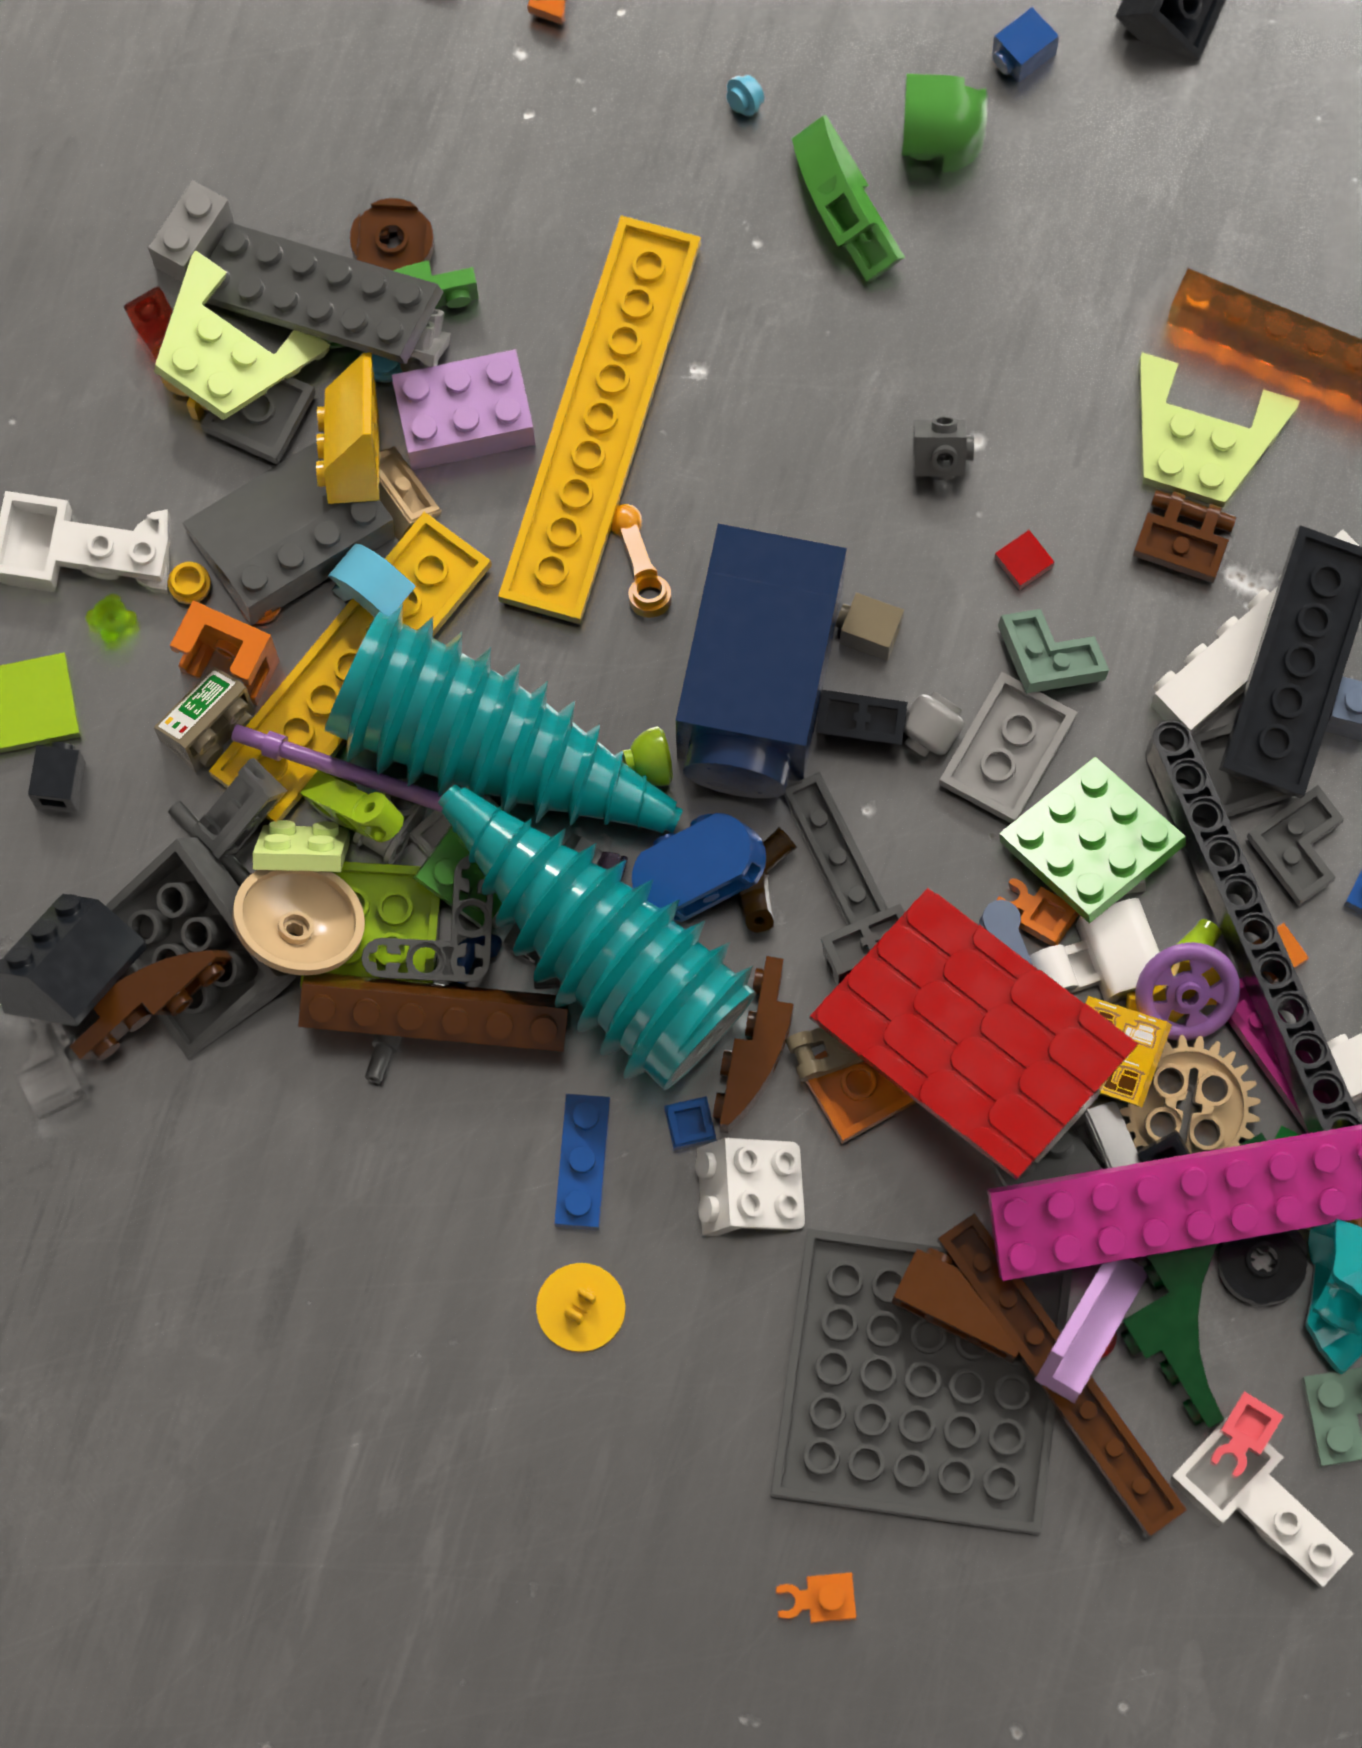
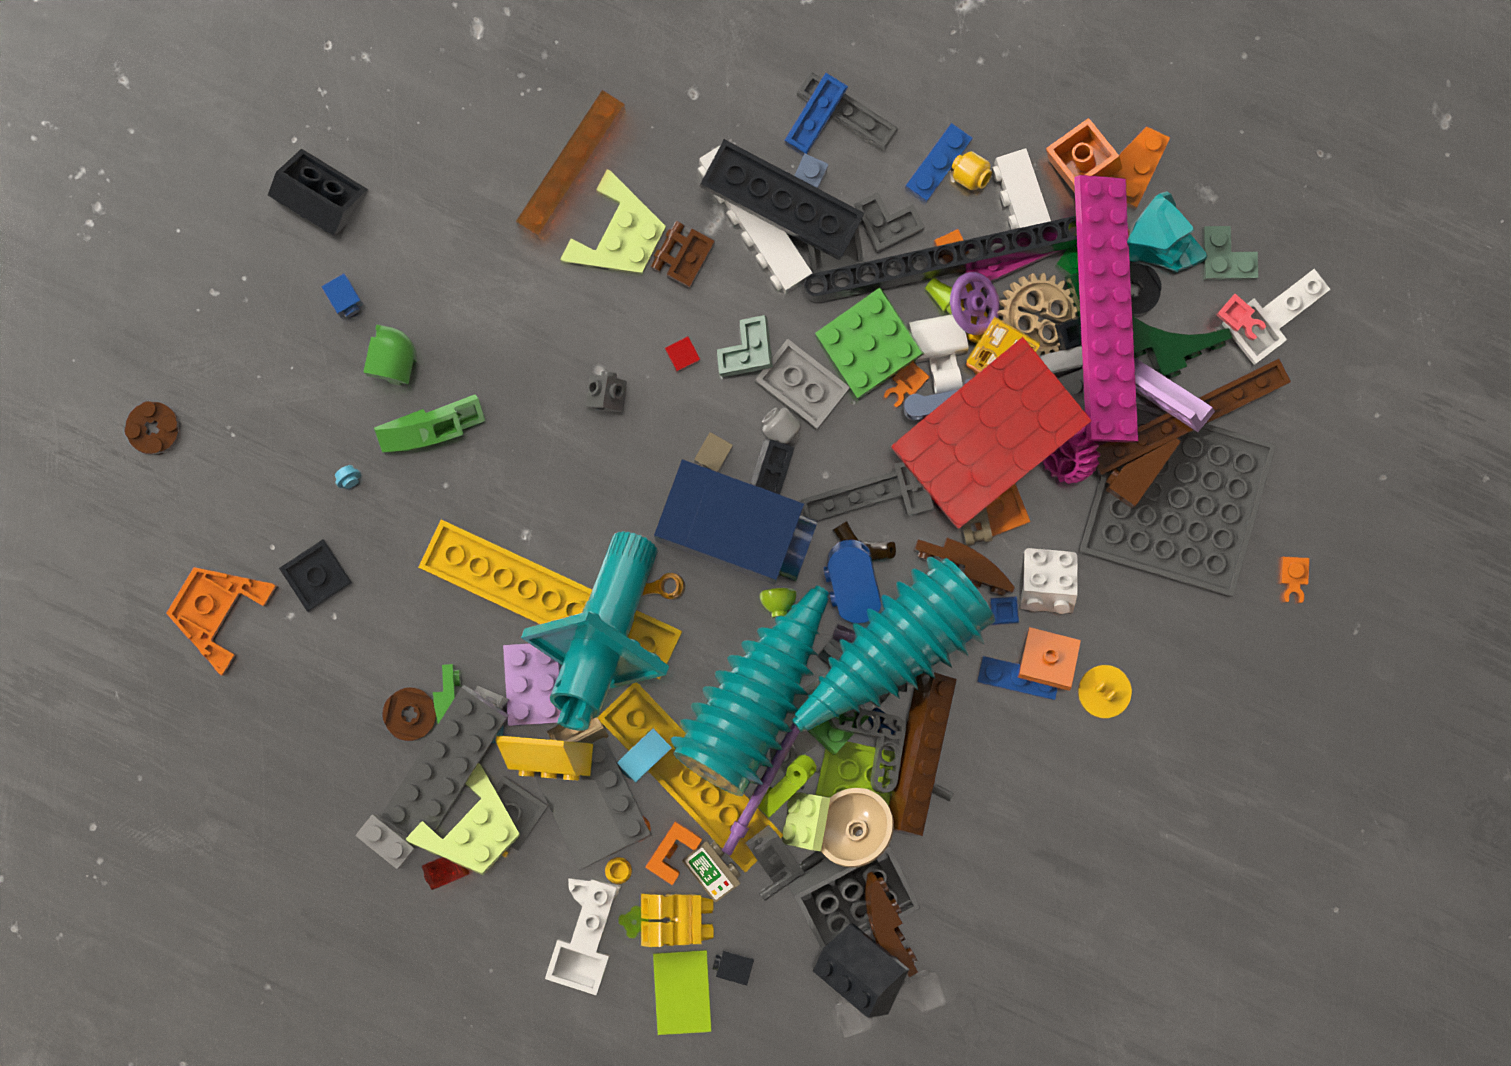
camera: 90 degrees left, 10 degrees up
(115, 688) = (684, 917): none -> yellow hips
(535, 470) = (596, 642): none -> teal piece
(586, 77) = (316, 575): none -> black tile
(620, 1202) = (1049, 658): none -> orange plate
(957, 1183) = (1073, 459): none -> dark pink gear

